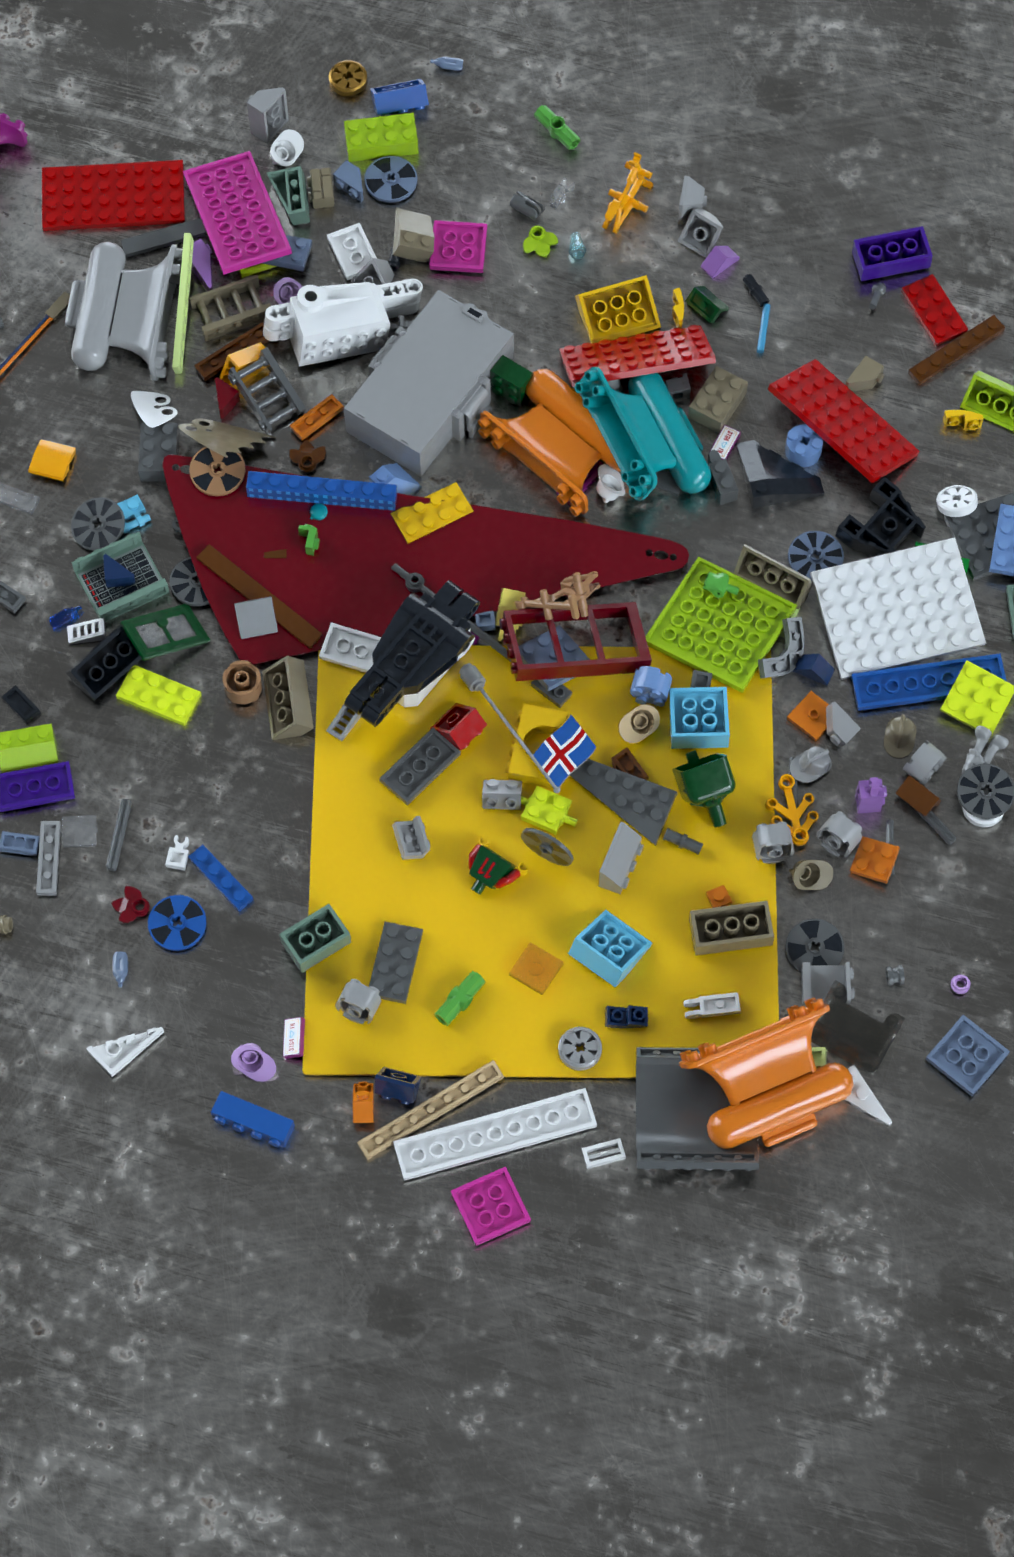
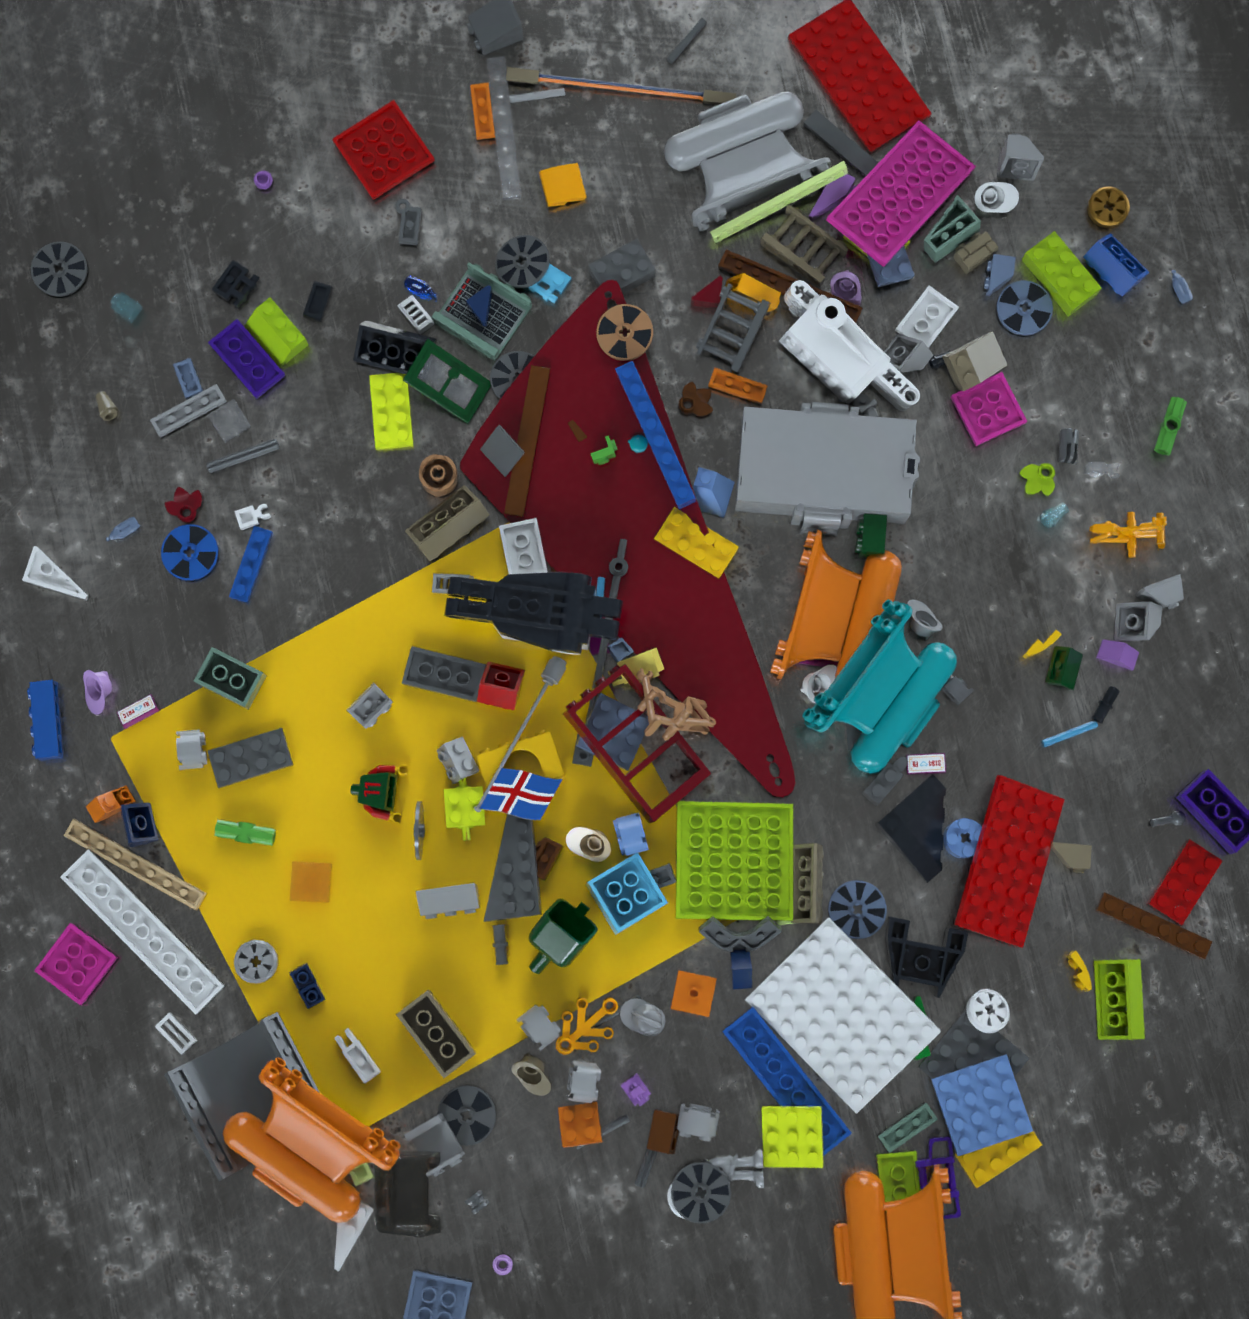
camera: 60 degrees right, 15 degrees up
(144, 405) = (662, 229): white piece -> none
(223, 436) = (664, 321): dark tan piece -> none
(609, 948) = (363, 936): medium azure slope -> none
(618, 310) = (1006, 591): yellow slope -> none
(639, 354) = (964, 636): red plate -> none
(717, 399) = (966, 733): dark tan brick -> none
(718, 584) = (769, 838): bright green piece -> none
(719, 897) = (464, 1005): orange plate -> none
(839, 725) = (692, 1024): light grey slope -> none
(899, 736) = (718, 1082): dark tan piece -> none

